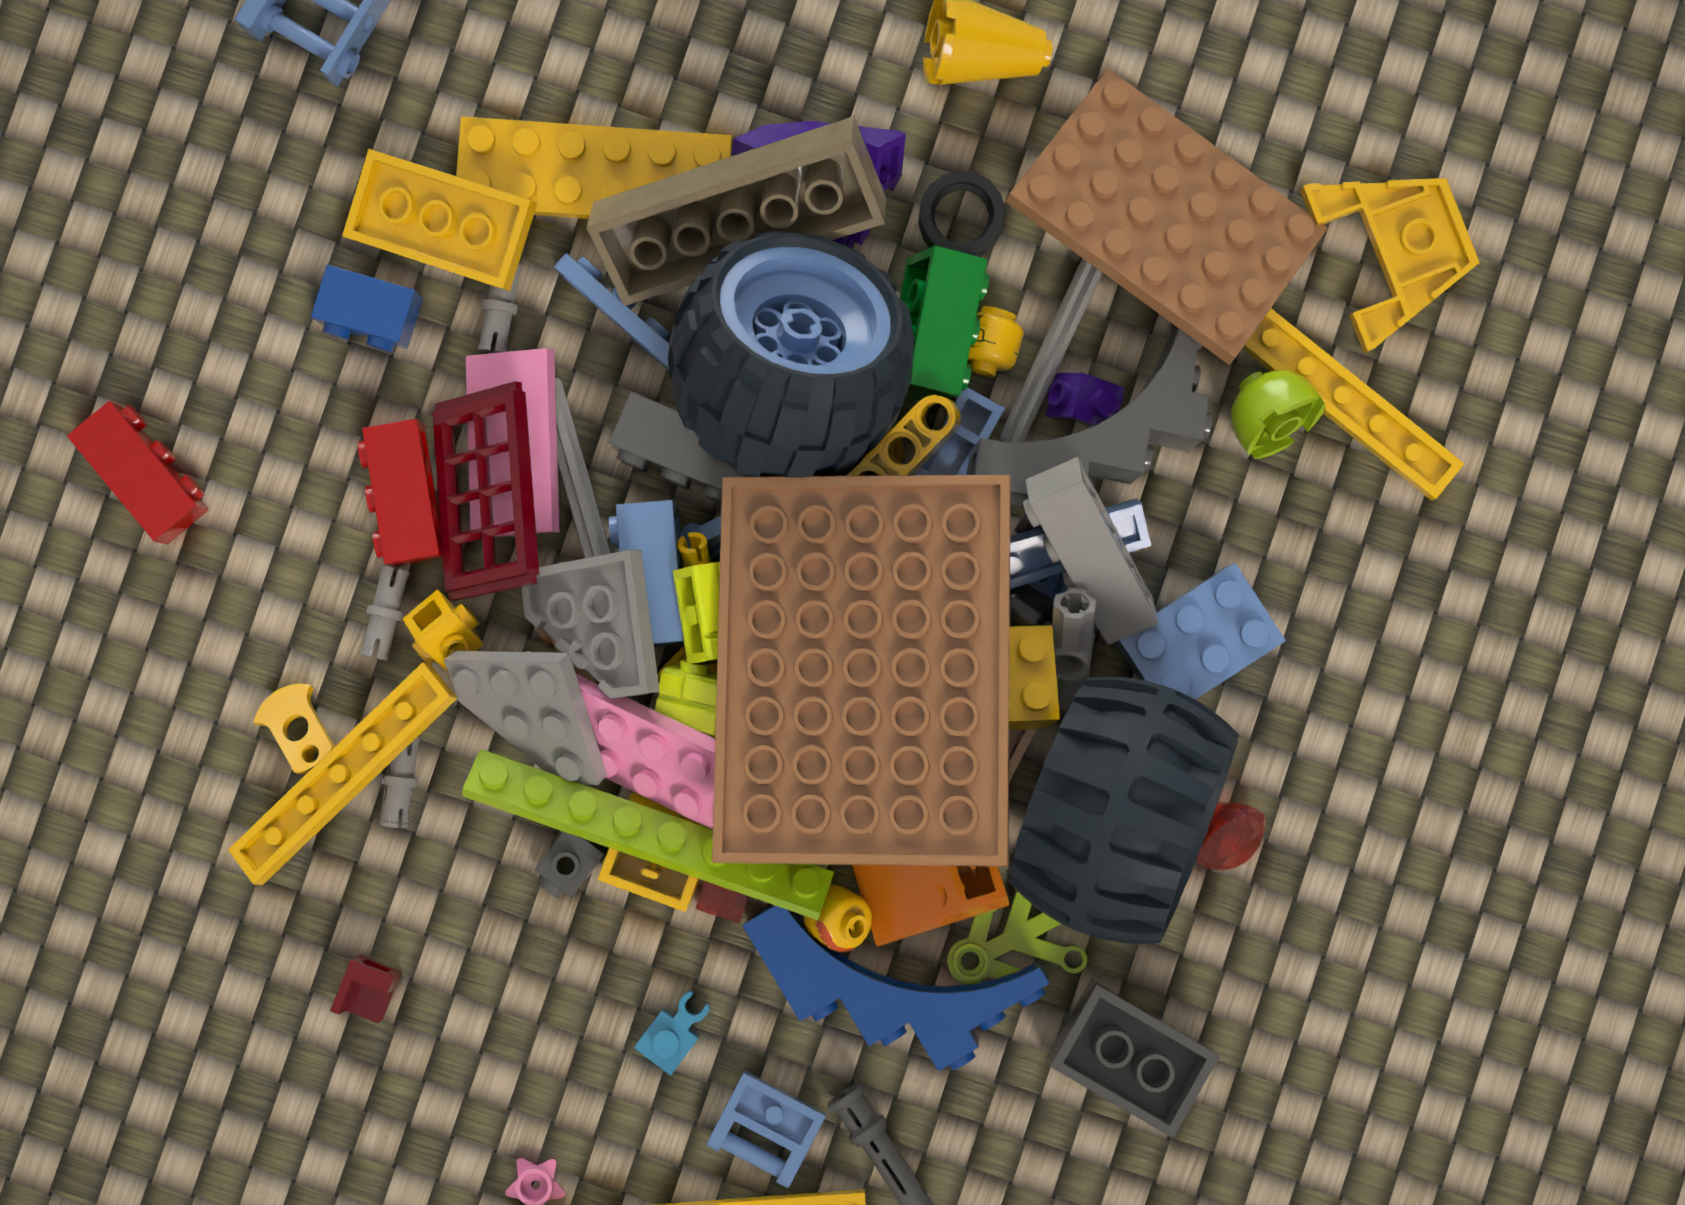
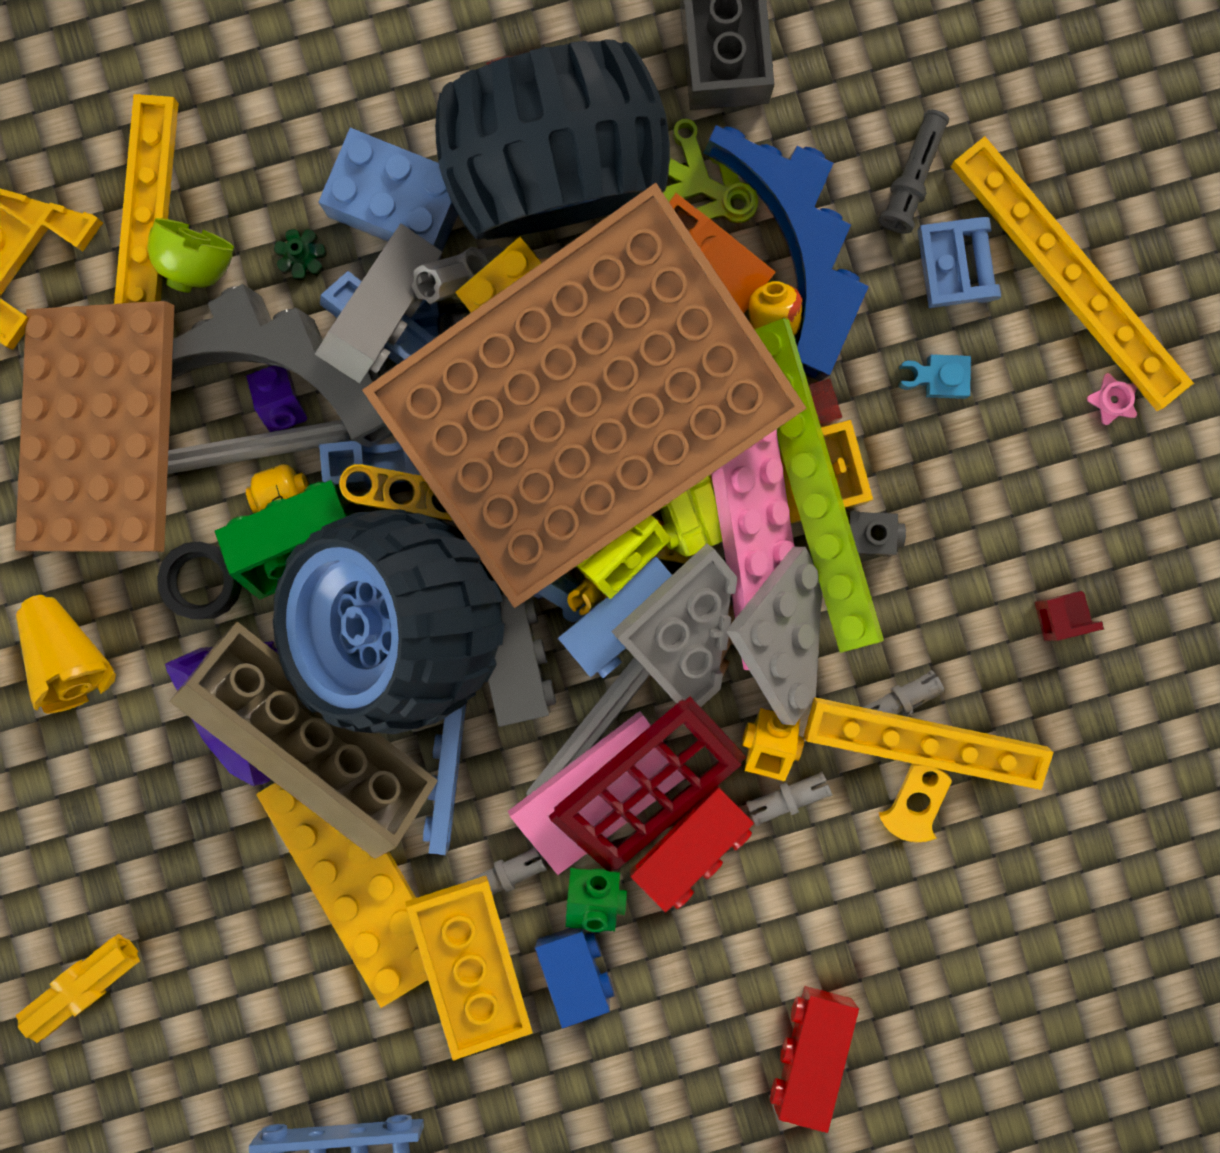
camera: 130 degrees left, 0 degrees up
(419, 373) = (594, 900): none -> green brick
(1201, 522) = (300, 254): none -> dark green plant

